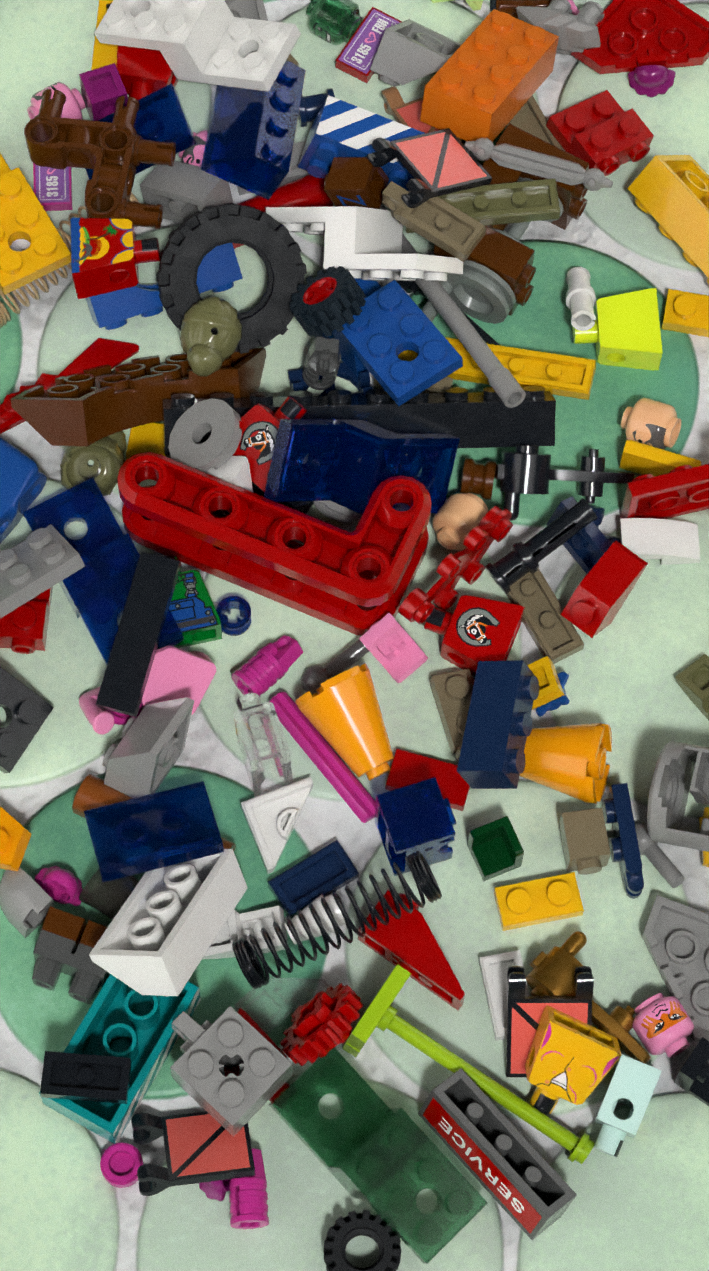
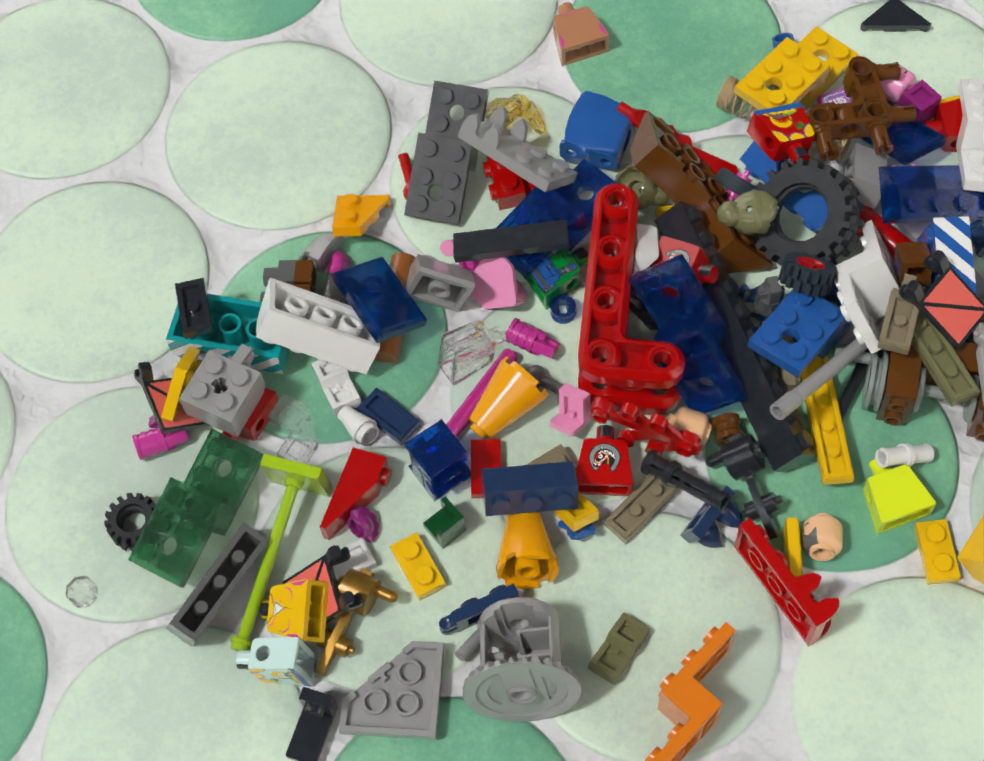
camera: 80 degrees right, 5 degrees down
(120, 1164) = (162, 362): dark pink tile -> none
(144, 340) = (735, 183): none -> black wheel
(189, 1123) = (182, 375): none -> yellow wing
(194, 423) = (665, 228): light grey tile -> none
(251, 965) = (313, 400): black piece -> none
(273, 818) = (424, 379): white tile -> none
(321, 1024) = (272, 439): red gear -> none
(462, 950) = (365, 521): none -> magenta piece
(584, 841) = (469, 580): dark tan brick -> none
(604, 589) = (665, 535): red slope -> none
(661, 539) = (730, 570): white slope -> none
(663, 1025) = (346, 674): bright pink head -> none

